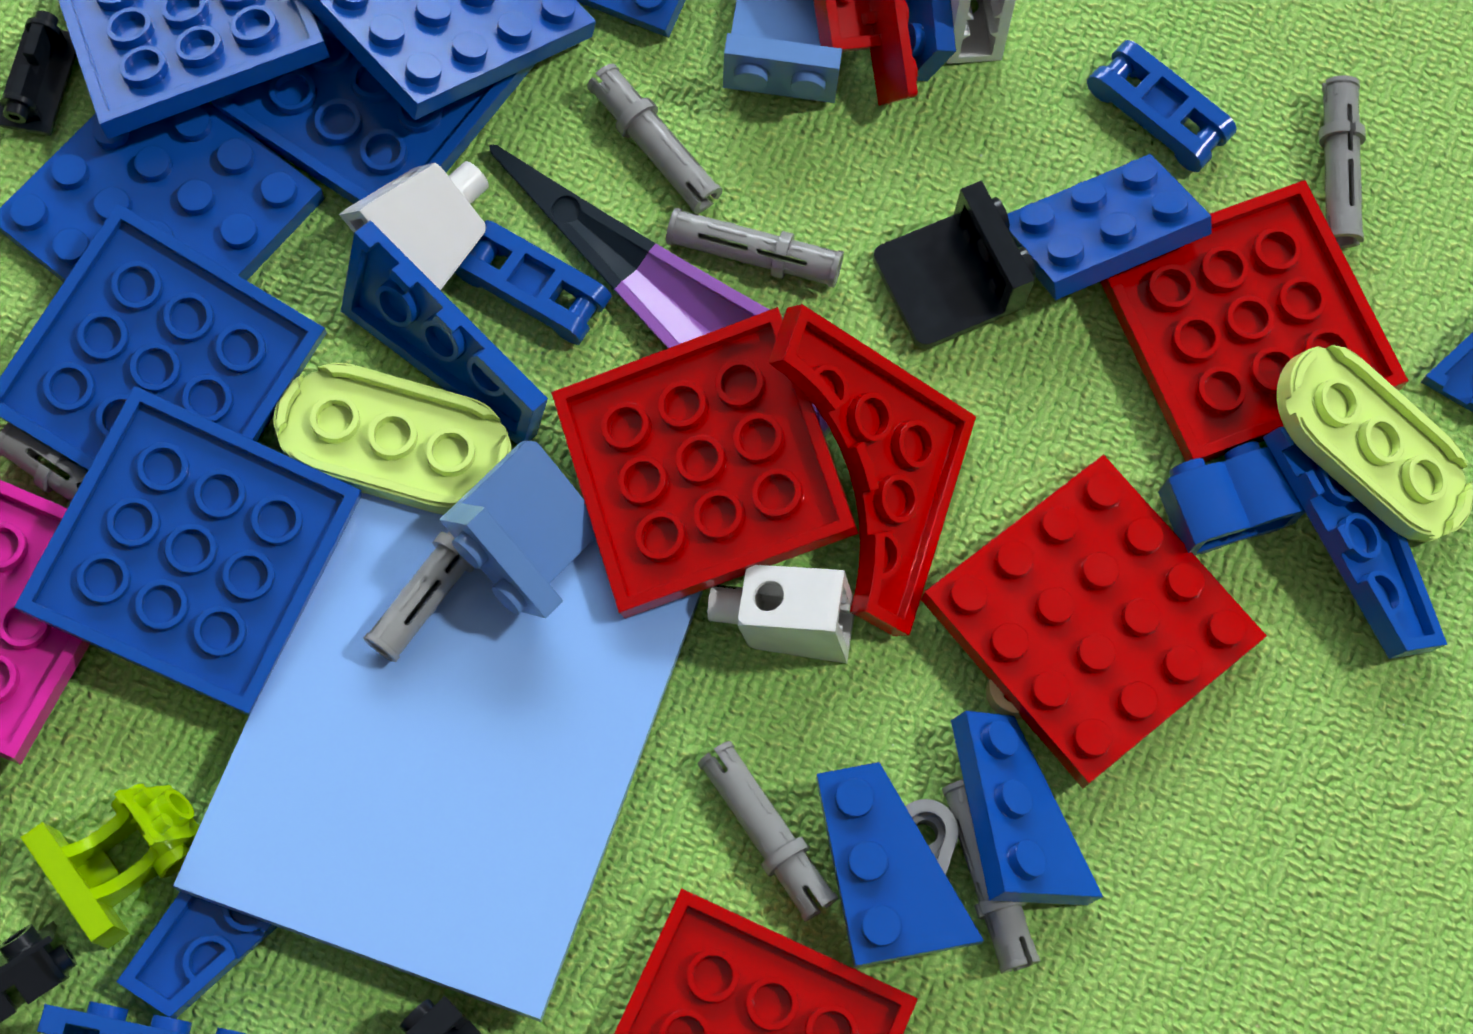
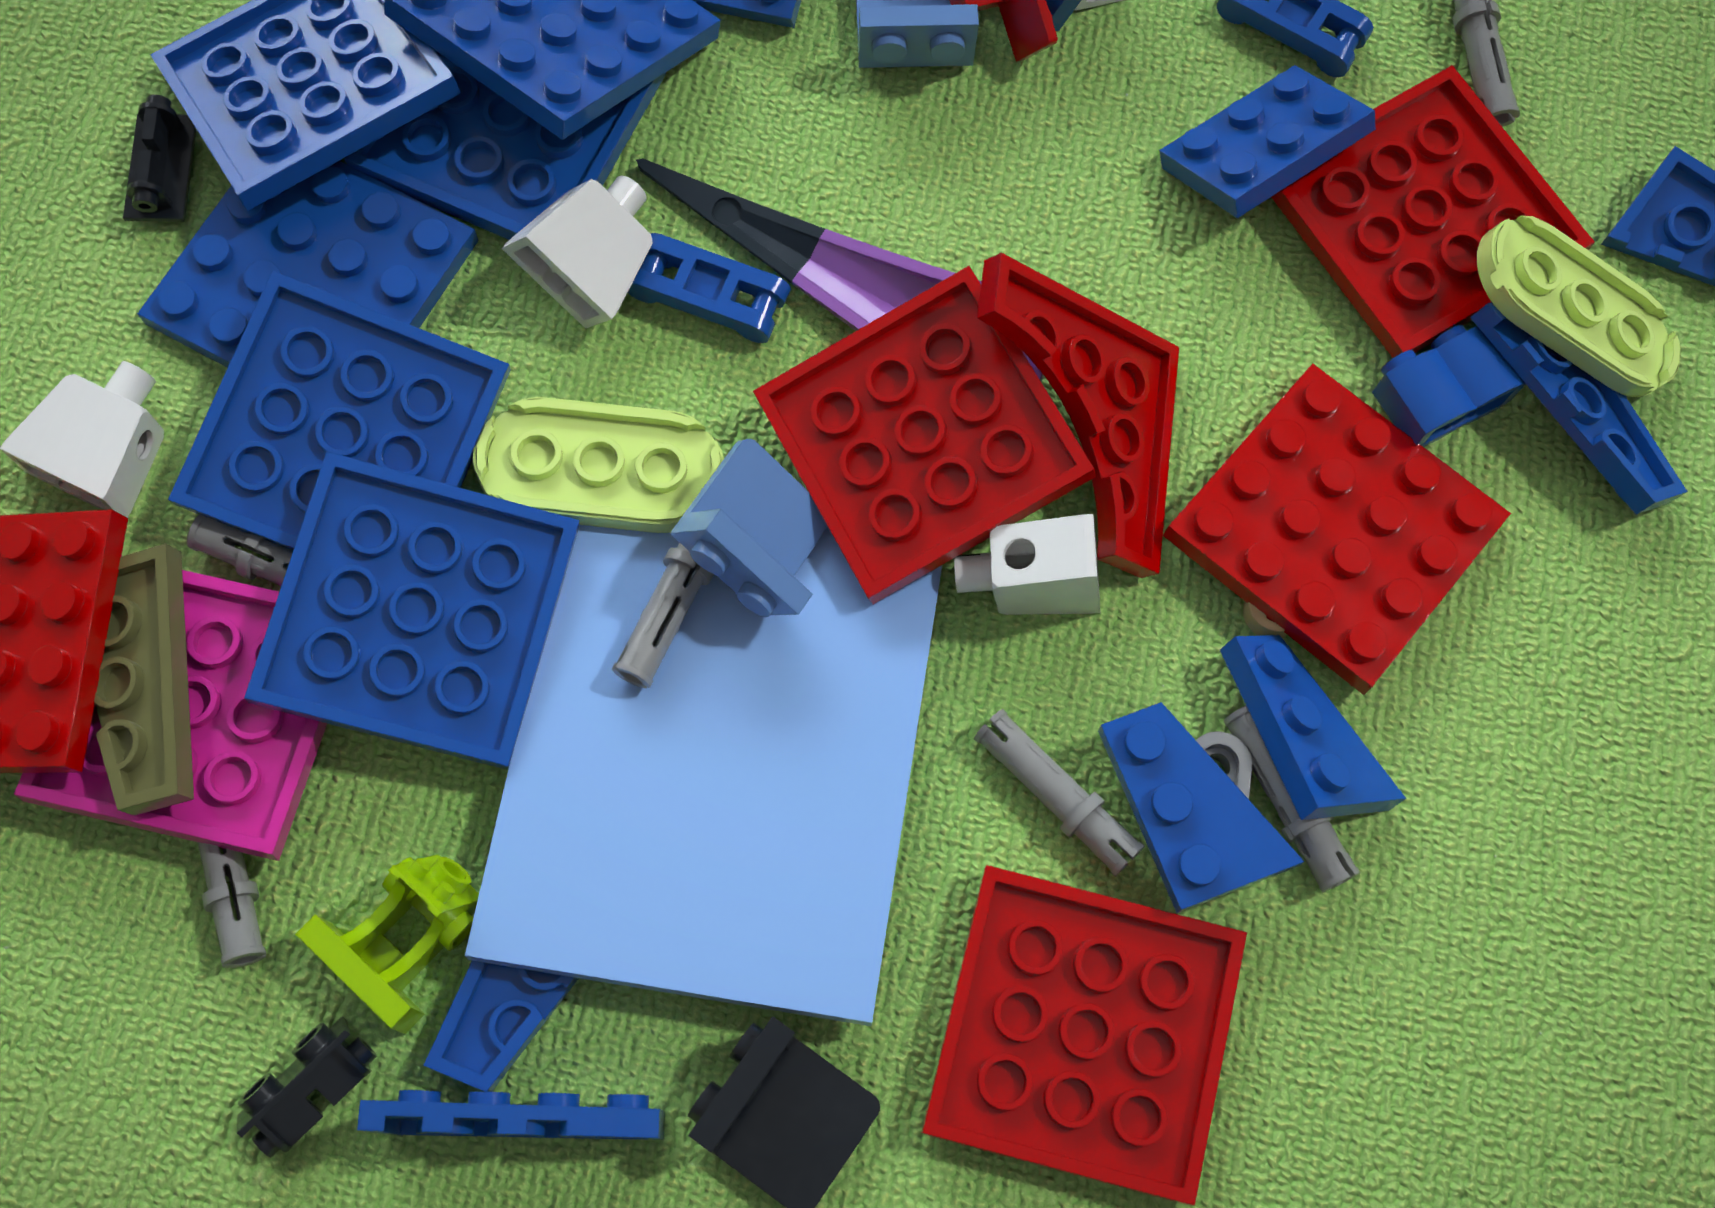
camera: 10 degrees left, 0 degrees up
(421, 325) = (613, 349): blue wing -> none
(639, 120) = (783, 112): light grey pin -> none
(819, 264) = (853, 209): light grey pin -> none
(957, 270) = (1132, 206): black bracket -> none

